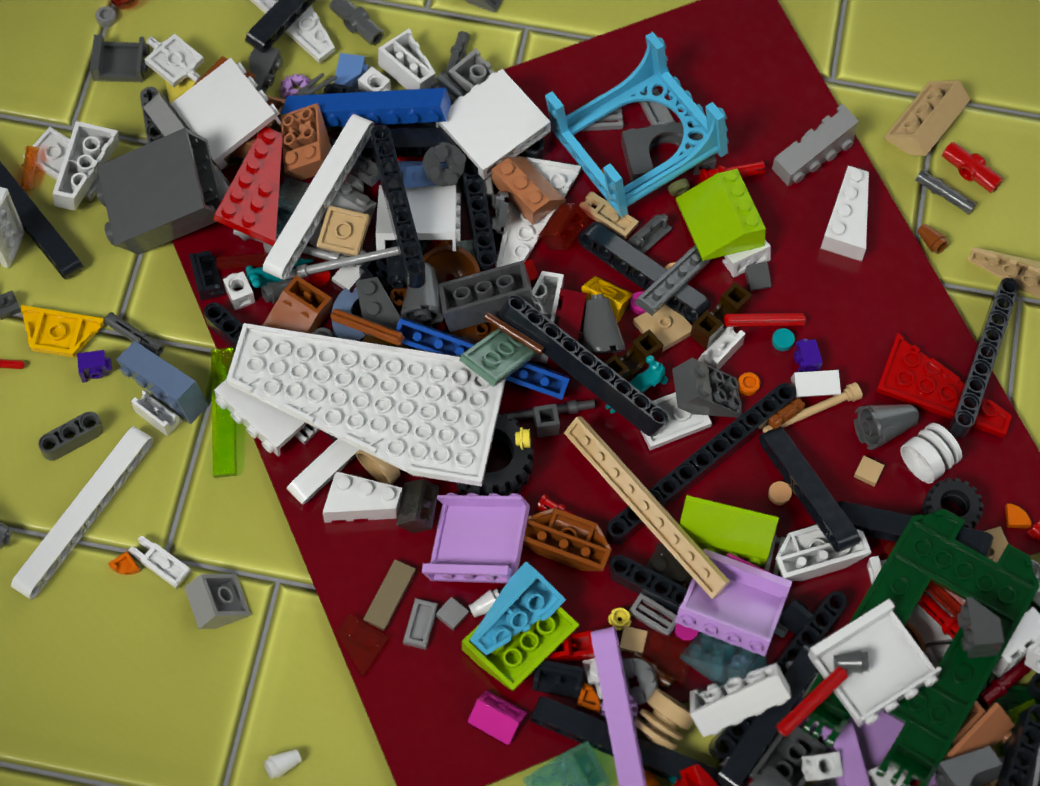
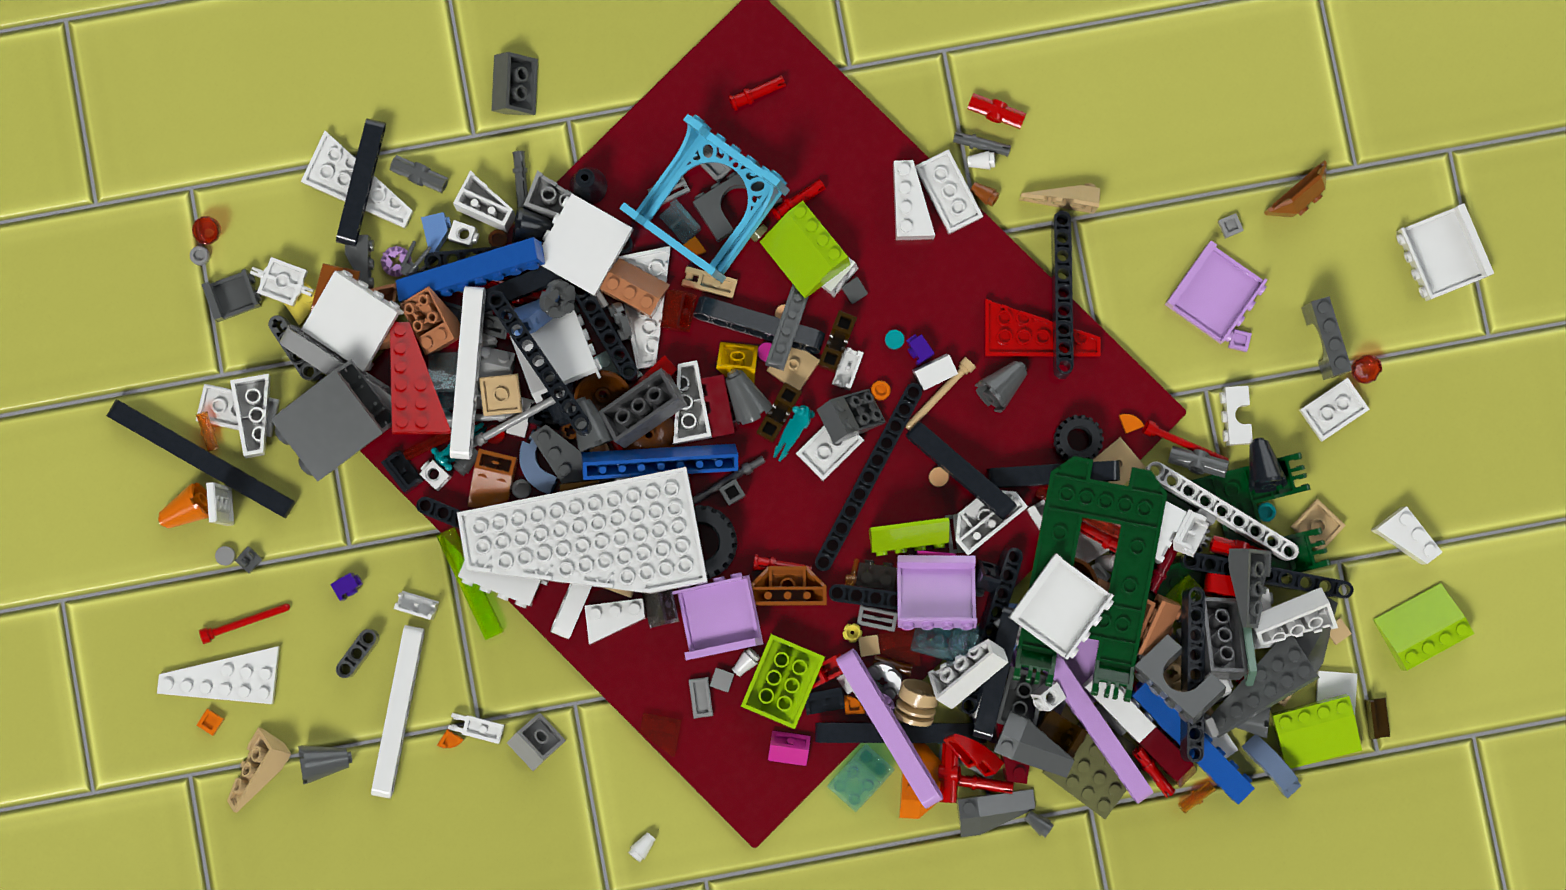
camera: 20 degrees left, 20 degrees up
(59, 331) = (303, 567): yellow wing -> none
(133, 333) = (387, 550): dark grey pin -> none
(163, 381) = (408, 578): sand blue wedge -> none
(368, 327) = (558, 475): dark orange axle -> none
(389, 595) = (667, 684): dark tan tile -> none
(496, 357) = (678, 456): sand green tile -> none
(514, 333) = (680, 437): reddish brown bar -> none
(519, 605) = (774, 660): medium azure wedge -> none
(523, 438) = (722, 524): light yellow plate -> none
(524, 74) = (589, 185): none -> black cone
(584, 366) = (736, 442): black beam -> none
(602, 147) = (680, 221): none -> clear light blue panel
(644, 560) = (851, 579): none -> clear orange hand
(647, 507) = (839, 539): tan plate -> none
(650, 233) = (751, 285): dark grey hinge -> none
(718, 63) = (748, 96): none -> red pin
(764, 320) = (874, 331): red axle -> none
(786, 413) = (920, 408): dark orange axle -> none
(812, 701) = (1025, 659): red axle -> none
(816, 147) = (860, 150): light grey wedge -> none
(852, 661) = (1044, 613): dark grey cone -> none
(869, 471) = (1002, 429): tan tile -> none
(894, 222) = (948, 191): none -> white tile
(928, 117) = (943, 76): tan slope -> none
(931, 453) = (1048, 396): white wheel -> none
(940, 206) = (983, 160): none -> white cone
(981, 630) = (1134, 554): dark grey slope -> none

